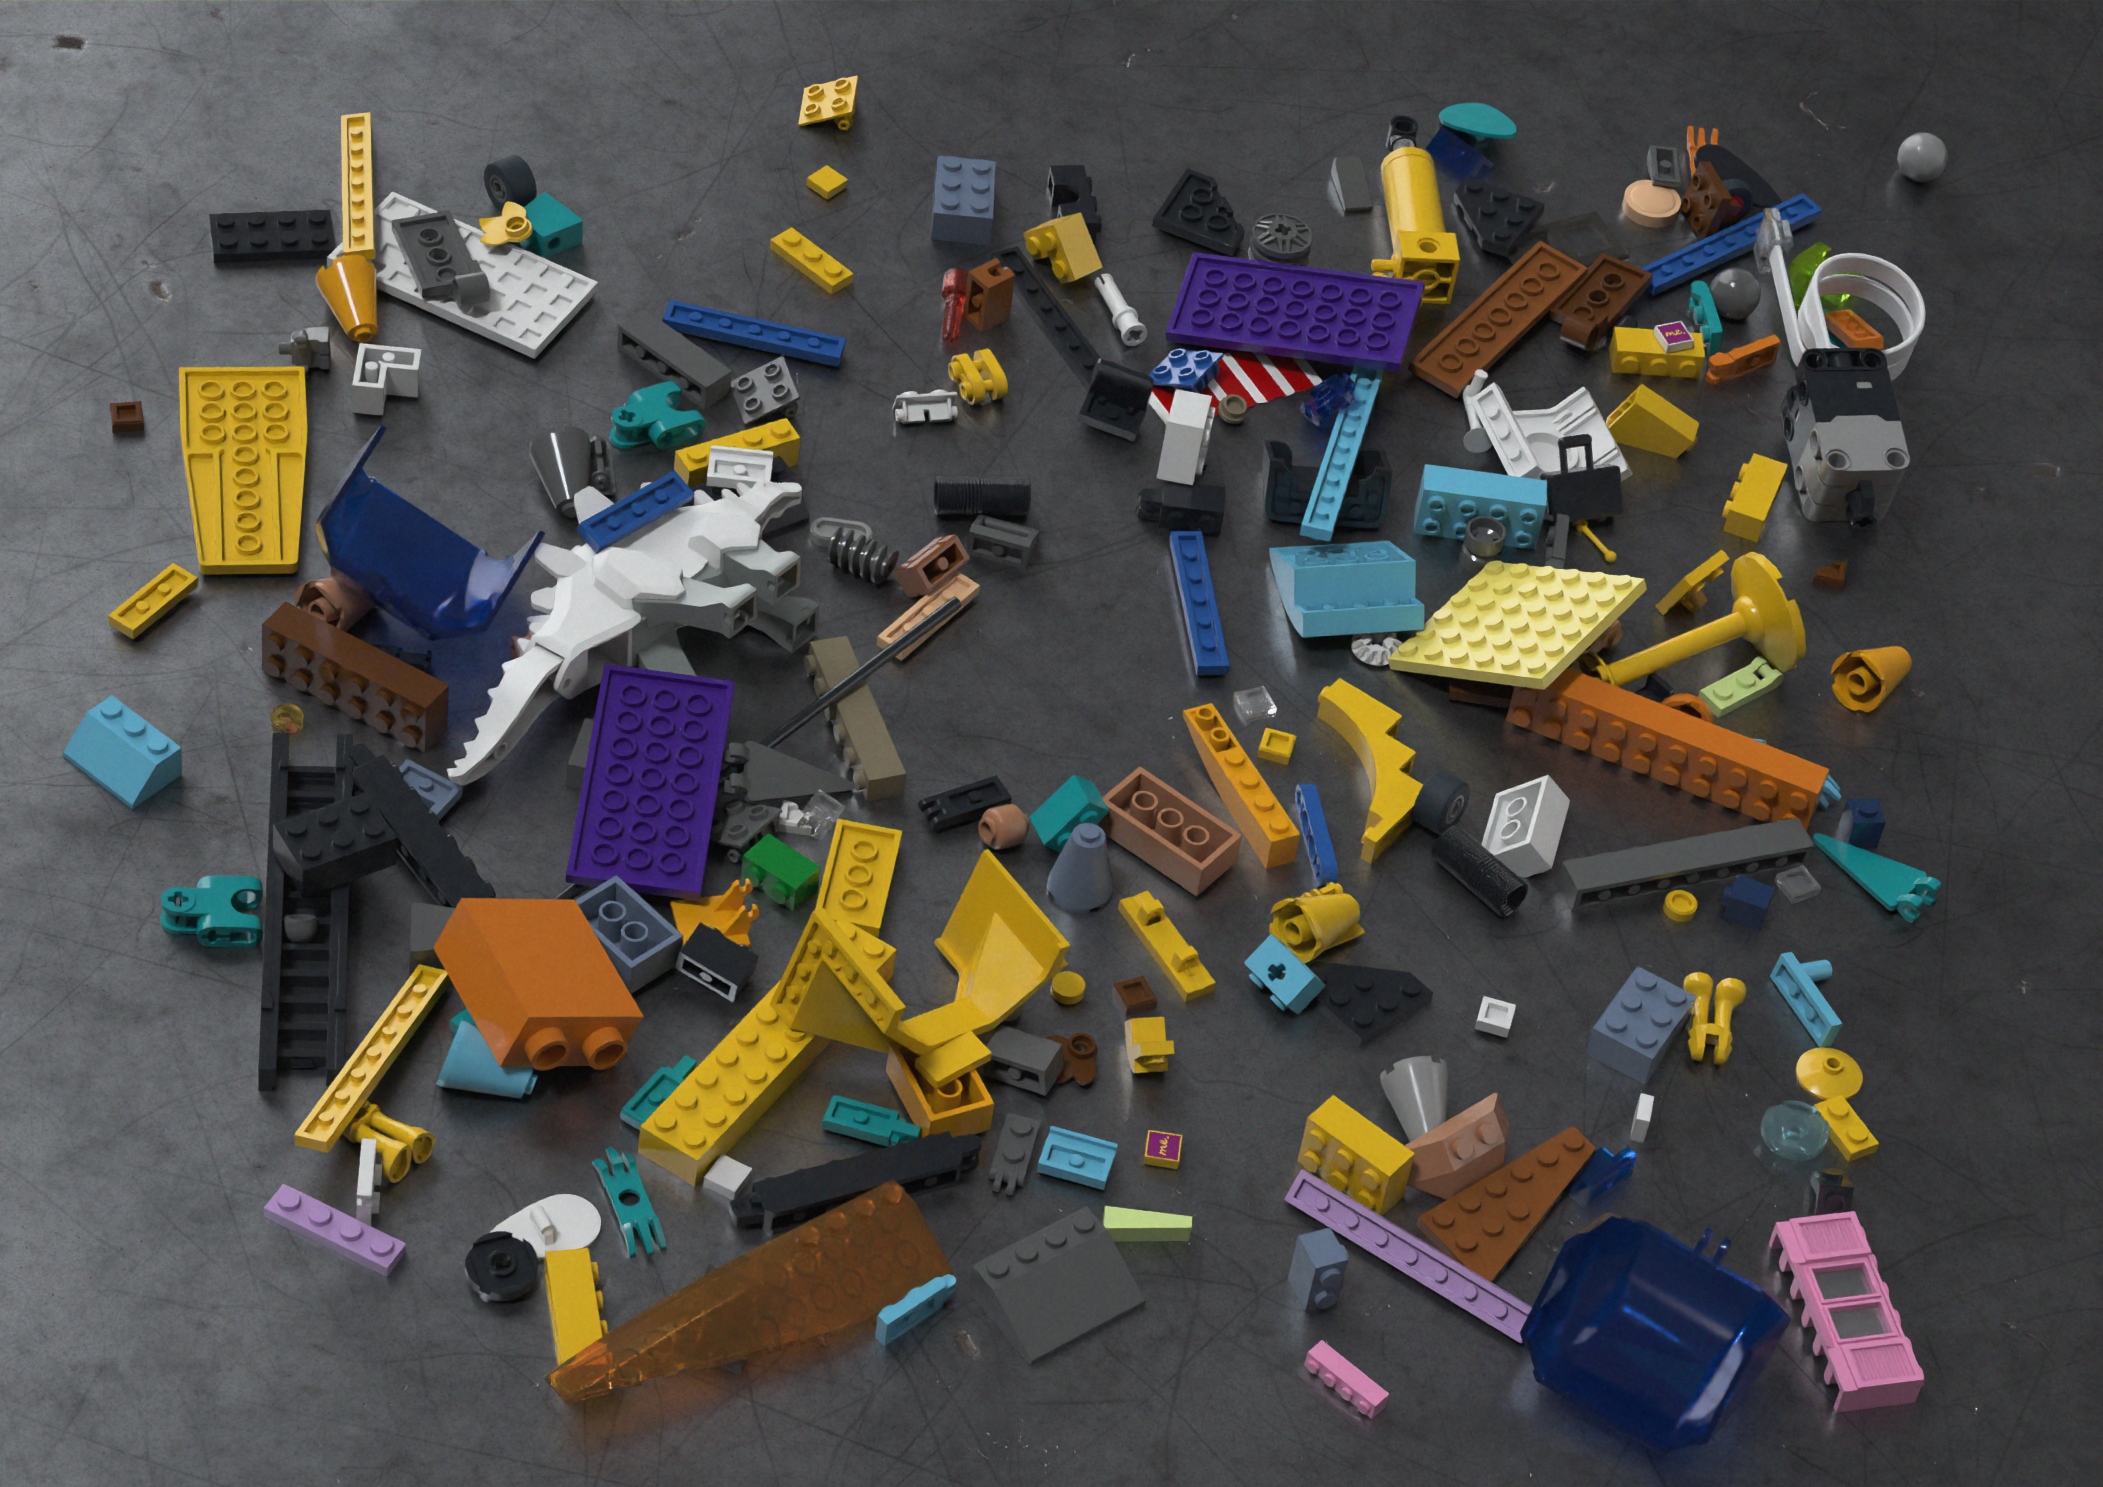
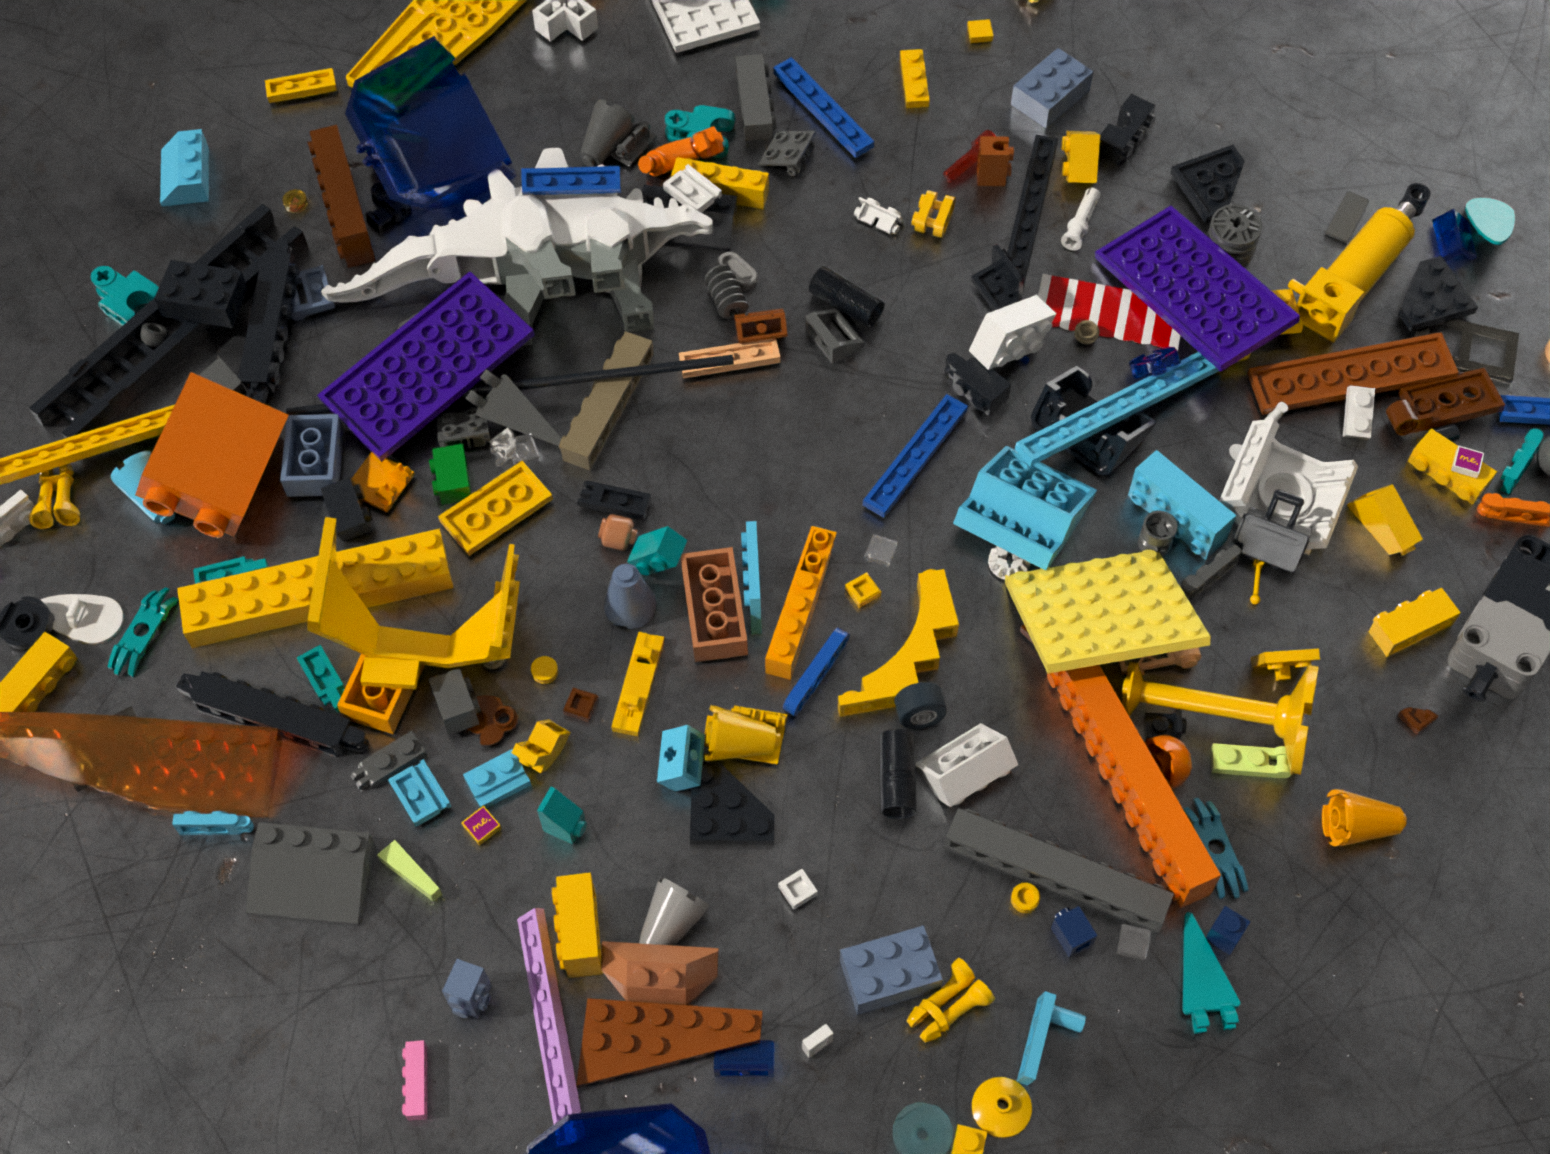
camera: 50 degrees right, 15 degrees up
(659, 452) = (662, 159): none -> orange piece
(727, 1177) = (211, 655): white tile -> none
(1131, 1104) = (497, 779): none -> medium azure plate
(1185, 781) = (751, 577): none -> medium azure wing
(1187, 369) = (1080, 286): blue hinge -> none
(1235, 1088) = (561, 817): none -> teal slope
(1538, 349) = (1358, 412): none -> white plate

